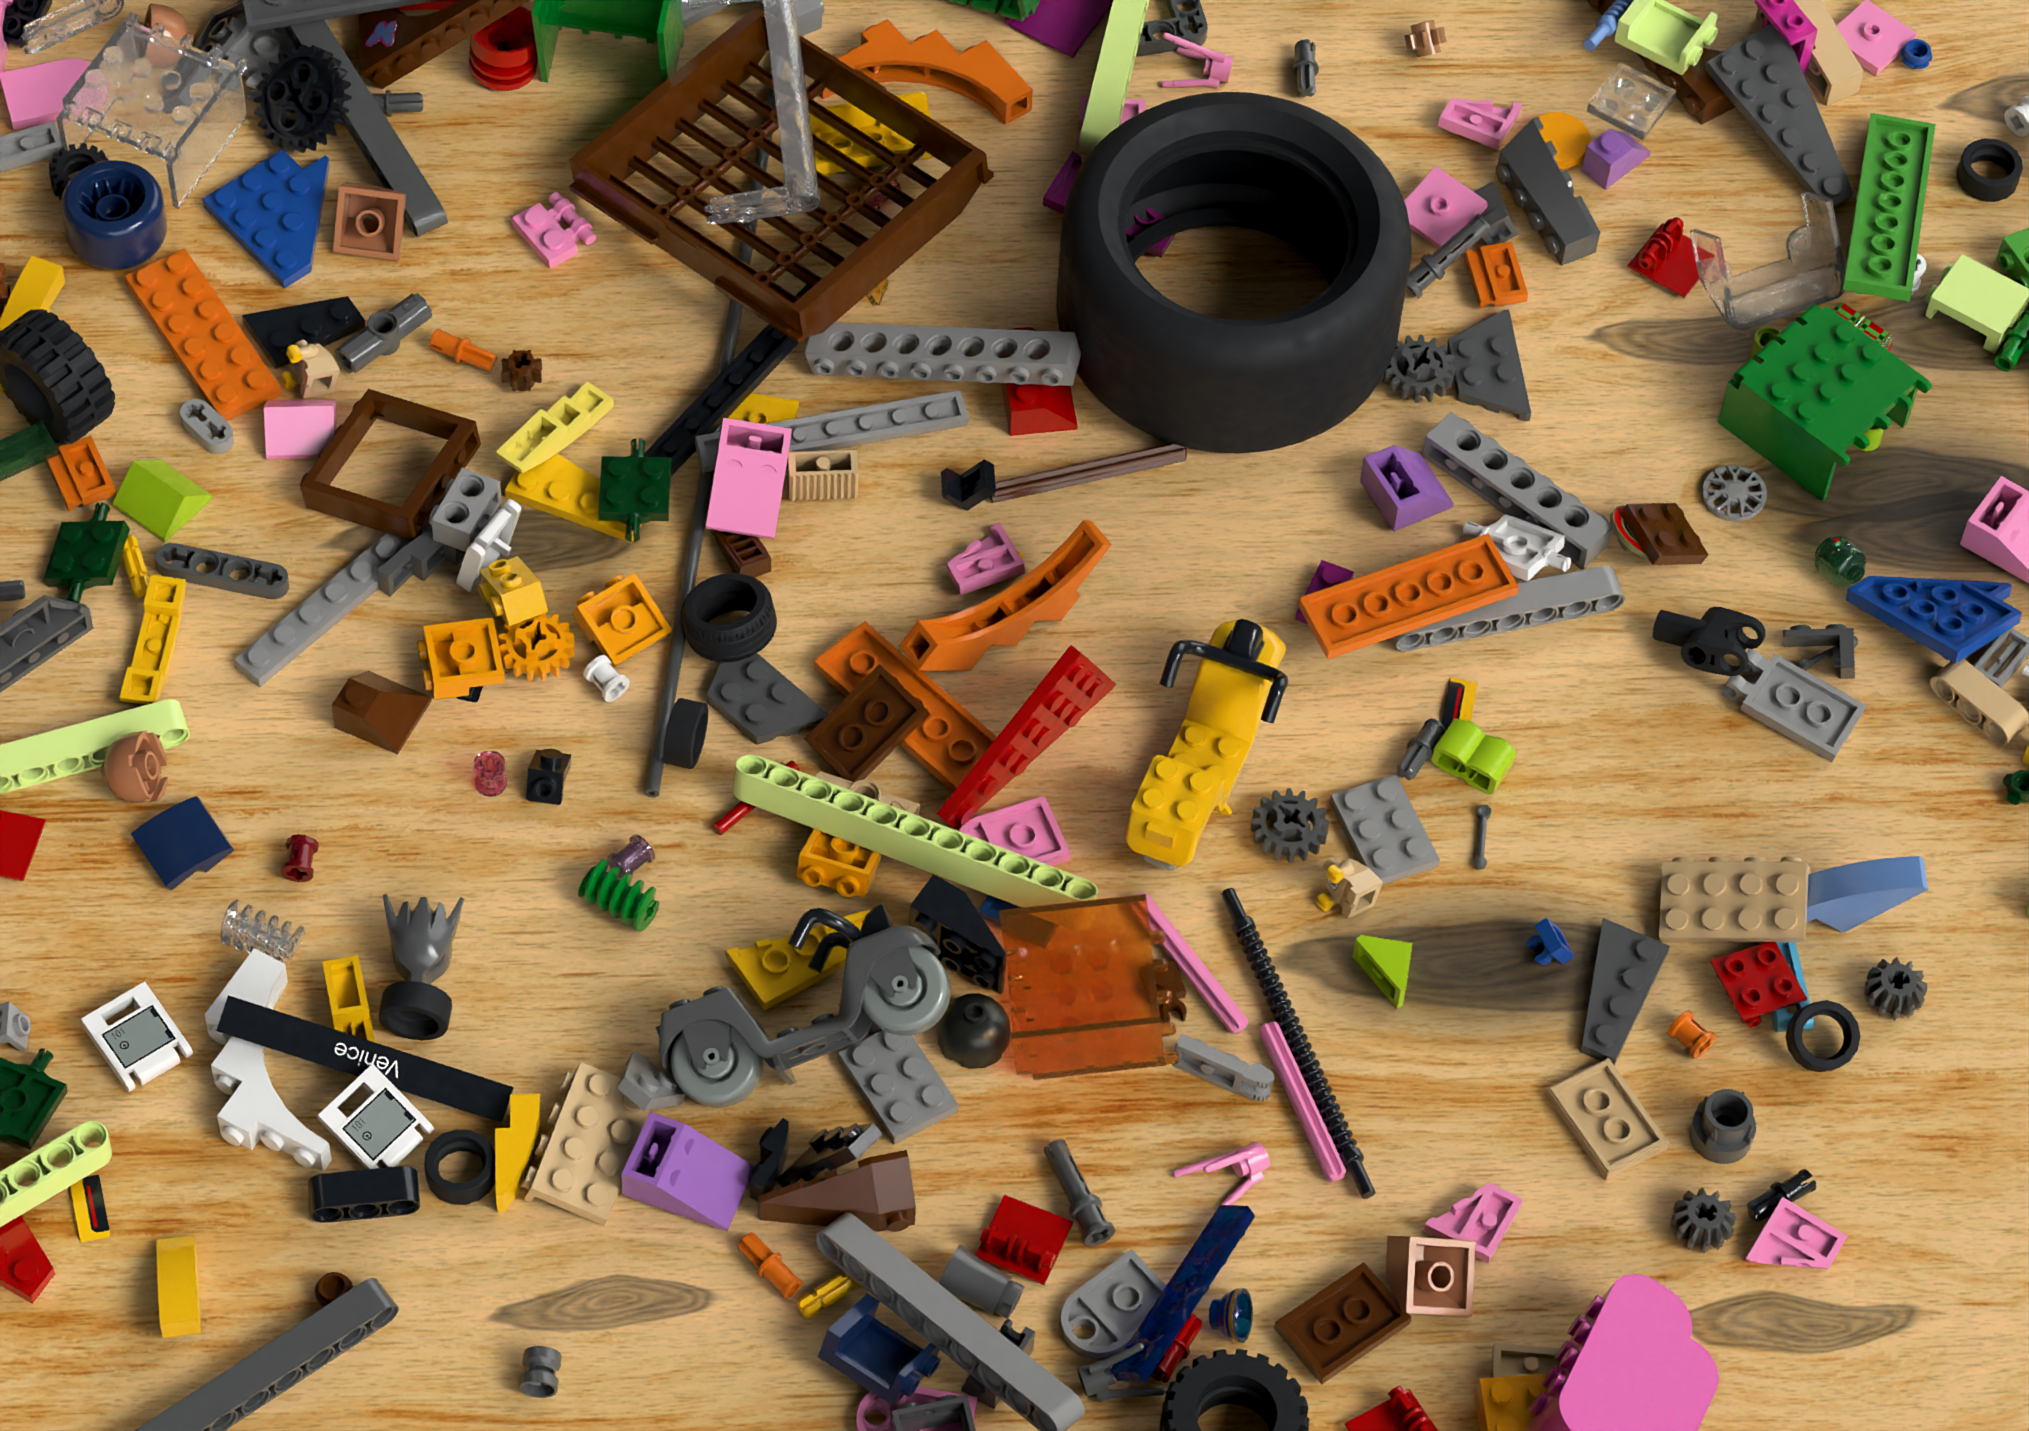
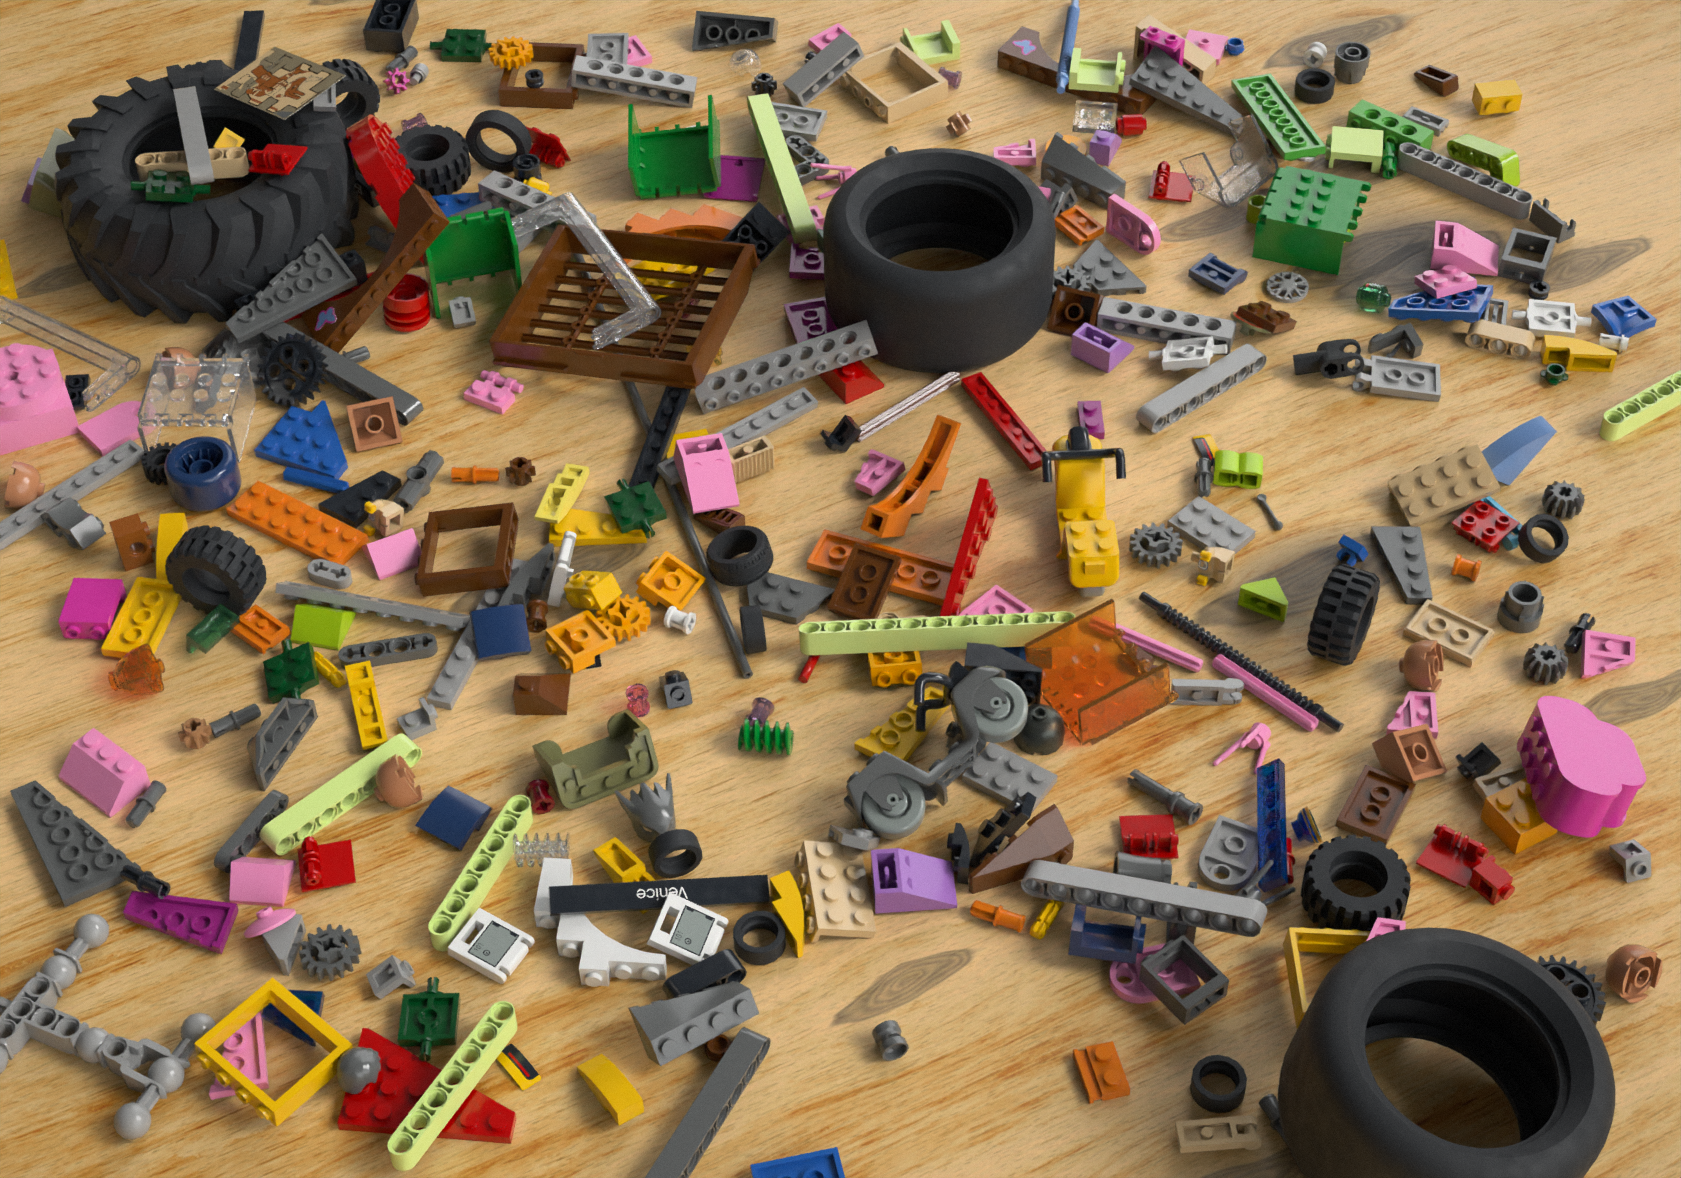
camera: 20 degrees left, 10 degrees down
(183, 917) = (480, 872): none -> yellowish green beam
(207, 688) = (419, 721): none -> light grey bracket
(230, 491) = (363, 603): none -> light grey plate
(257, 276) = (314, 480): none -> blue axle
(315, 1242) = (690, 1020): none -> wedge
(369, 603) = (500, 632): none -> dark blue slope
(392, 846) = (601, 766): none -> olive windscreen
(429, 596) = (539, 616): none -> reddish brown bush
(470, 512) = (536, 553): light grey brick -> none
(574, 87) = (462, 312): none -> light grey bracket
(1019, 125) = (760, 229): none -> black slope
(1027, 291) = (809, 319): none -> plate
(1204, 547) = (1004, 419): none -> red plate
(1401, 413) = (1073, 309): none -> reddish brown slope
(1408, 596) = (1146, 396): orange plate -> none
(1453, 1041) = (1343, 614): none -> black tyre
(1514, 1322) = (1477, 762): none -> black bracket
(1532, 1154) = (1422, 664): none -> nougat cylinder
(1561, 310) = (1131, 226): none -> bright pink tile
(1637, 437) = (1217, 274): none -> dark blue plate
(1674, 134) = (1130, 124): none -> red brick
(1959, 577) = (1445, 281): none -> bright pink plate

